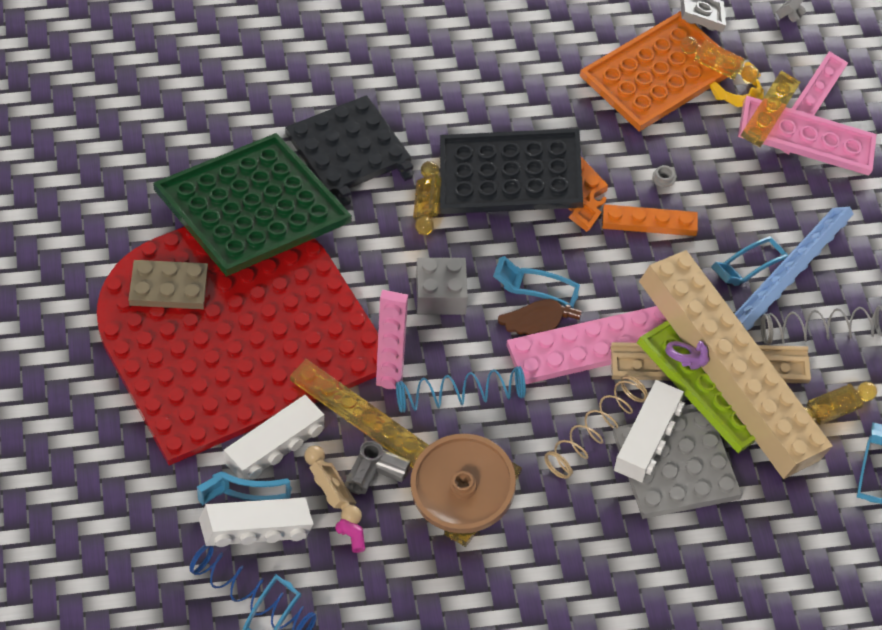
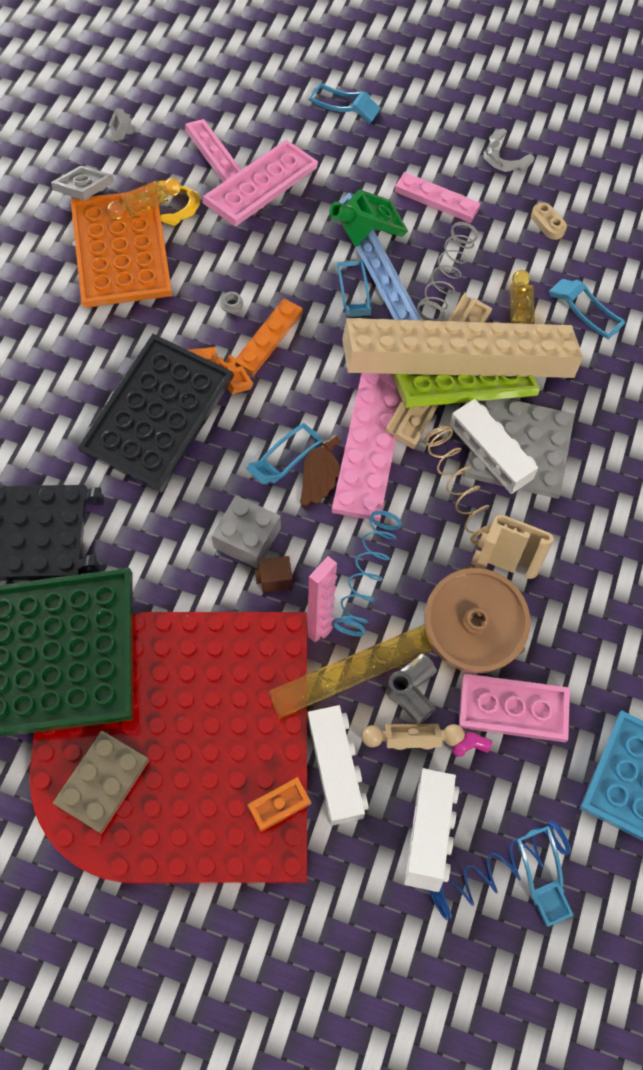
camera: 60 degrees left, 10 degrees up
(216, 407) = (279, 804): none -> orange plate
(220, 484) = (364, 836): dark azure piece -> none
(405, 554) = (514, 708): none -> bright pink plate
(419, 325) = (274, 574): none -> reddish brown brick
(427, 198) = (140, 494): clear yellow plate -> none
(553, 478) = (513, 544): none -> tan piece
(694, 359) = (449, 370): medium lavender piece -> none
(770, 109) = (230, 187): clear yellow plate -> none
(837, 231) = (365, 213): none -> green plate

